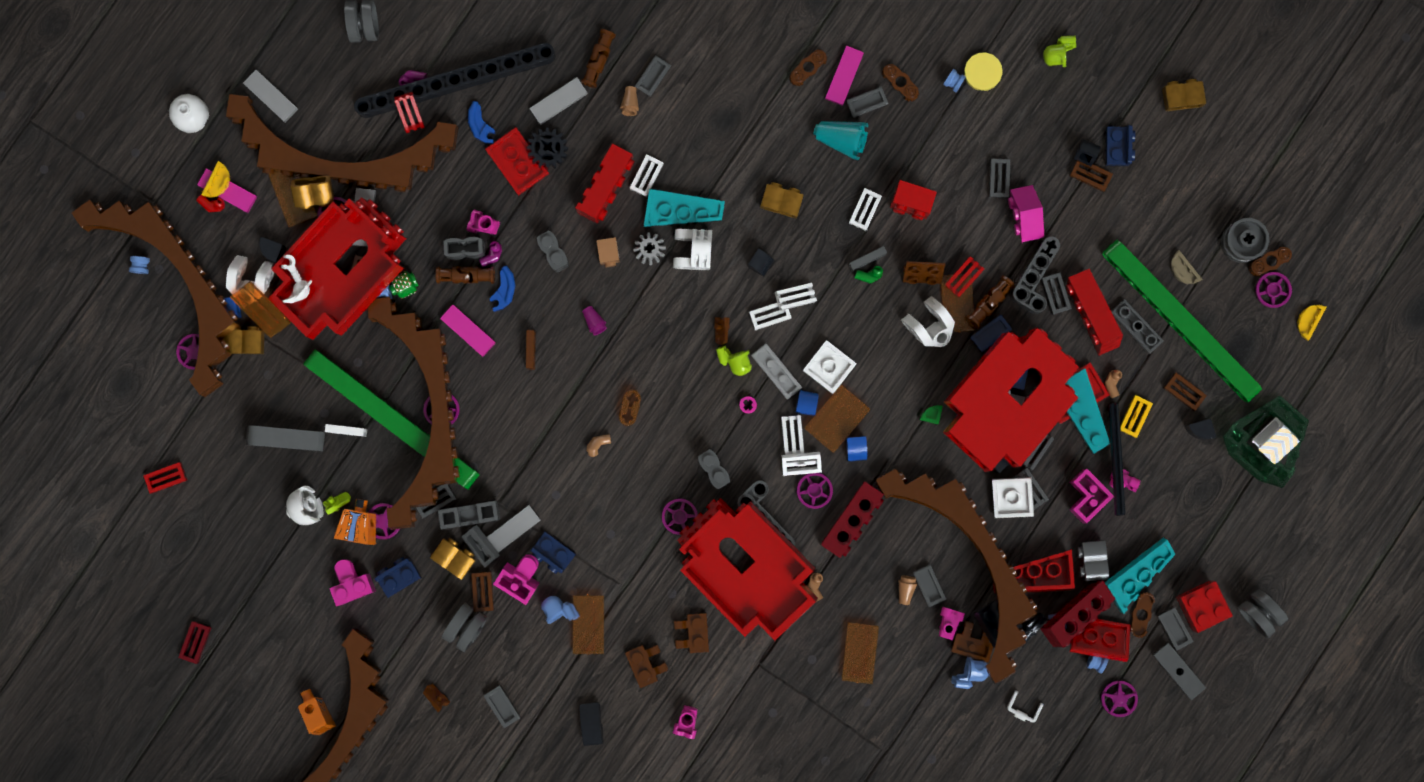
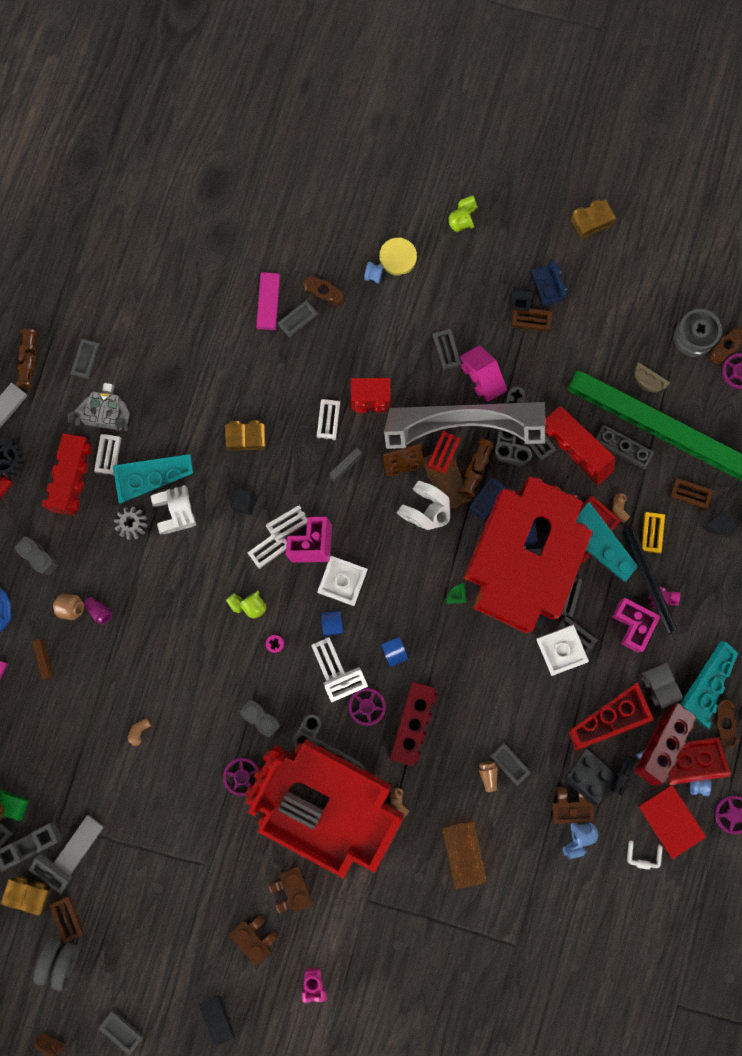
camera: 20 degrees left, 5 degrees down
(518, 580) = (98, 897): dark pink brick -> none
(553, 553) = (125, 856): dark blue bracket -> none
(555, 609) = (144, 913): medium blue piece -> none
(568, 308) = (68, 606): none -> medium nougat head
(589, 627) = (183, 917): clear orange piece -> none
(608, 252) = (91, 539): medium nougat brick -> none
(630, 102) = (70, 391): medium nougat cone -> none
(634, 409) = (154, 685): clear orange beam -> none
(655, 132) = (102, 410): none -> torso
(721, 330) = (225, 576): reddish brown piece -> none
(722, 566) = (299, 813): none -> dark grey tile
(776, 371) = (292, 602): light grey tile -> none
(798, 75) = (224, 313): reddish brown piece -> none
(812, 326) = (313, 546): none -> dark pink brick
(837, 418) = (366, 629): clear orange tile -> none
(843, 136) = (285, 357): teal cone -> none
(871, 276) = (354, 481): green arm -> none
(944, 240) = (411, 423): none -> light grey arch
(951, 618) = (541, 790): dark pink plate -> none
(954, 505) = (597, 753): reddish brown arch -> none
(1060, 685) = (671, 821): none -> red tile

